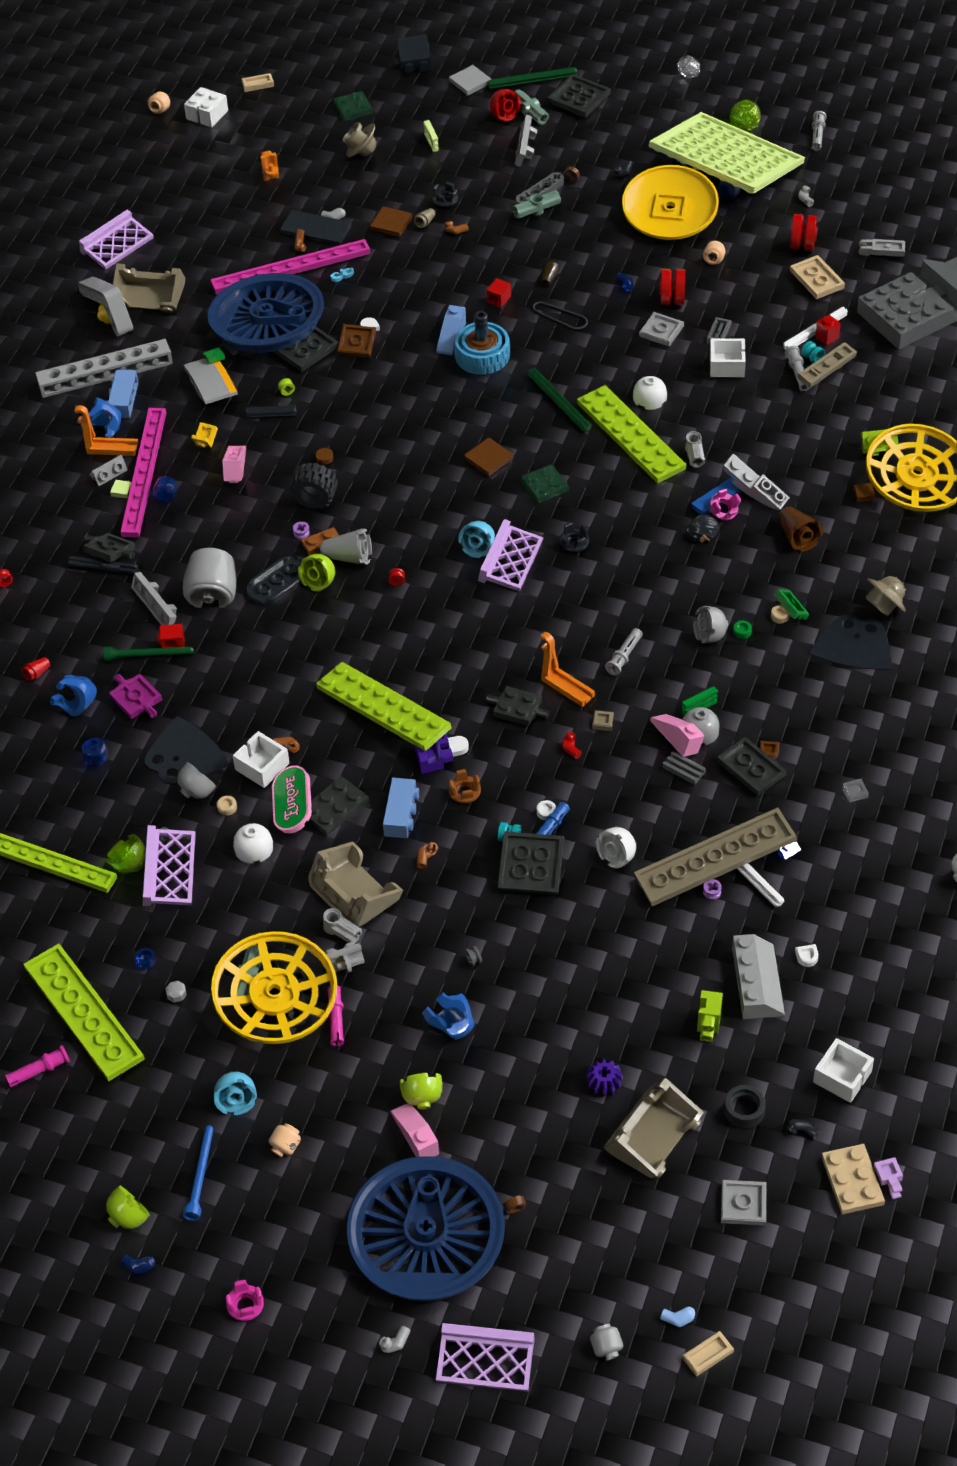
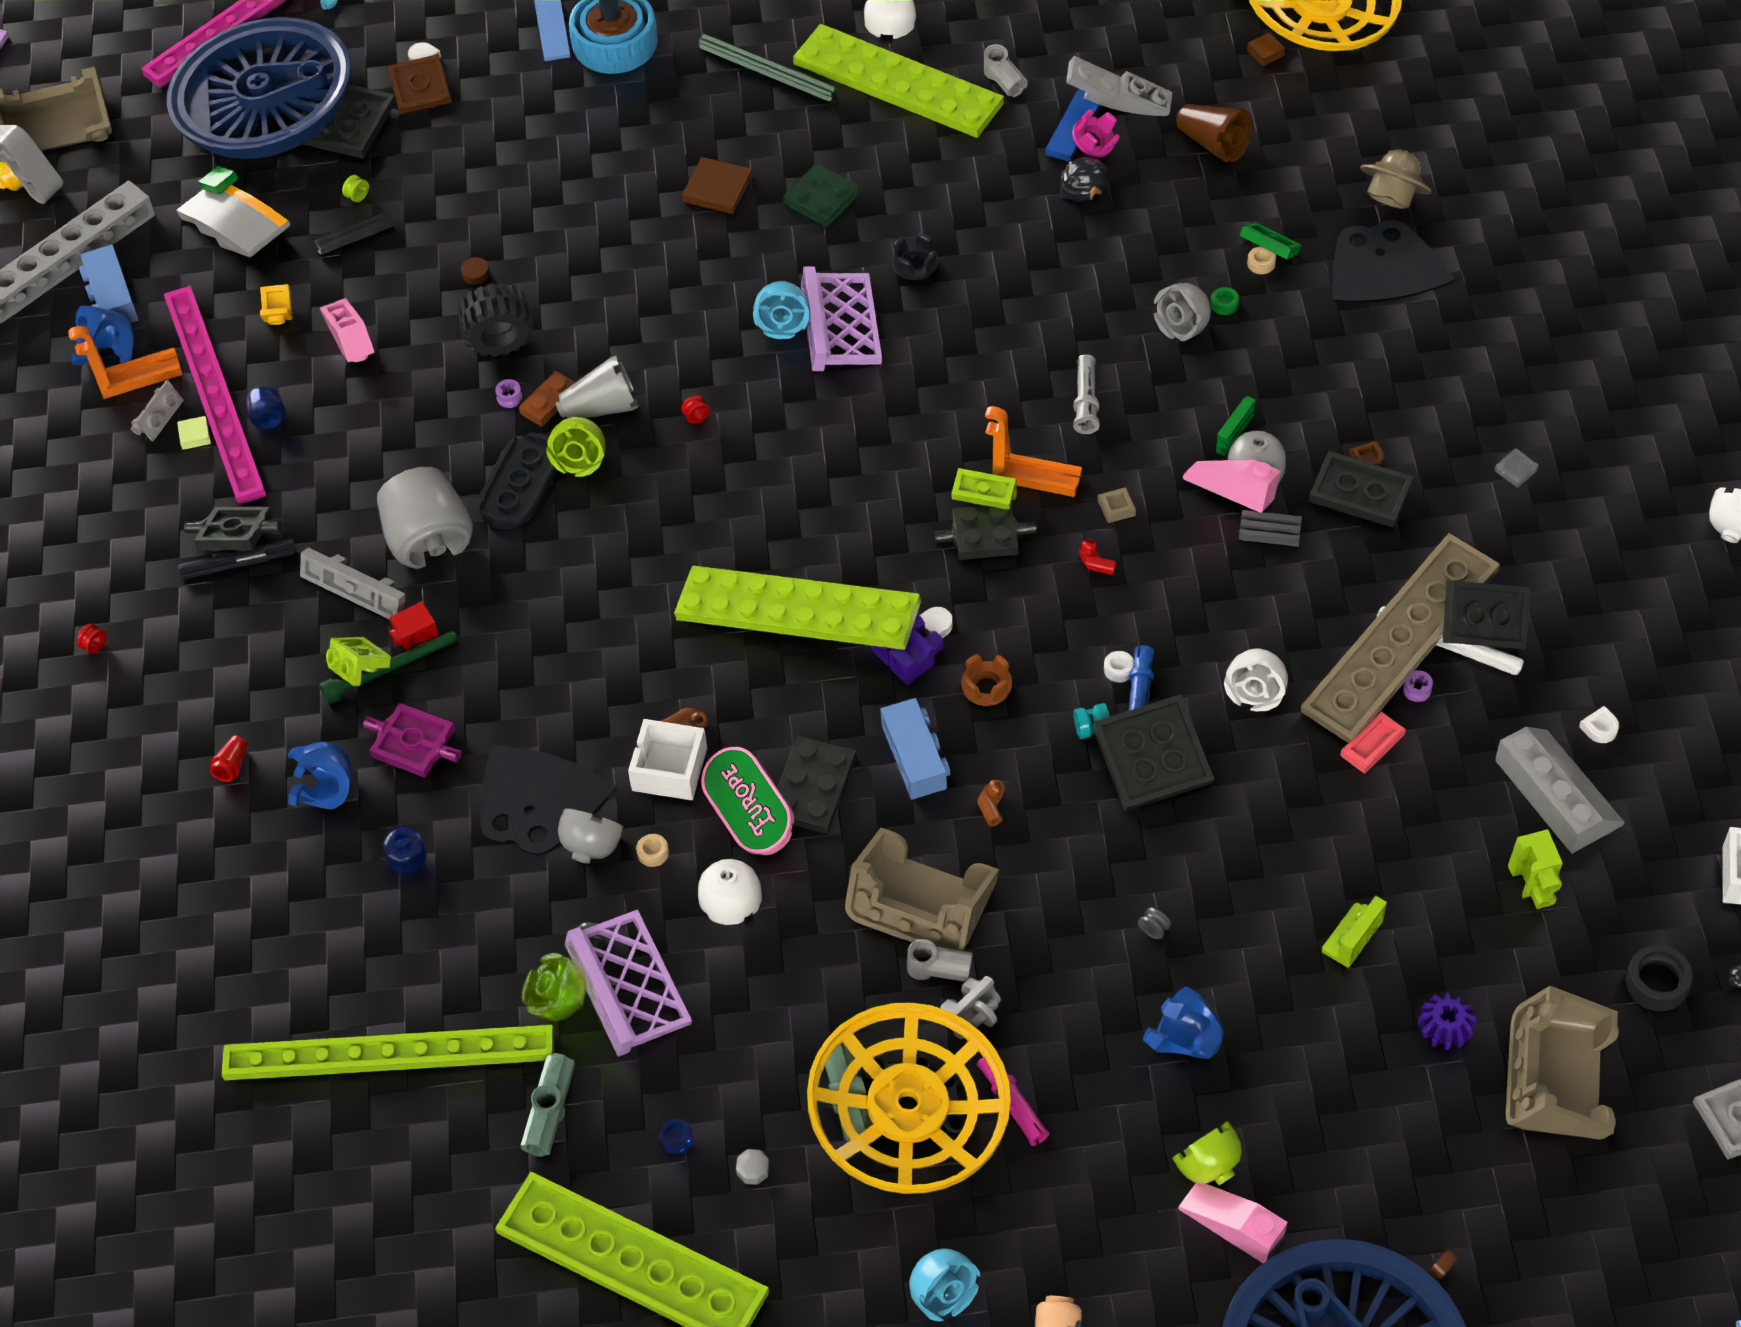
camera: 25 degrees left, 5 degrees up
(89, 913) = (544, 1121): none -> sand green piece
(130, 638) = (353, 655): none -> lime bracket
(528, 681) = (984, 489): none -> lime panel
(584, 1007) = (1355, 931): none -> lime bracket
(665, 910) = (1373, 742): none -> coral tile
(771, 862) = (1486, 614): none -> pearl dark grey plate

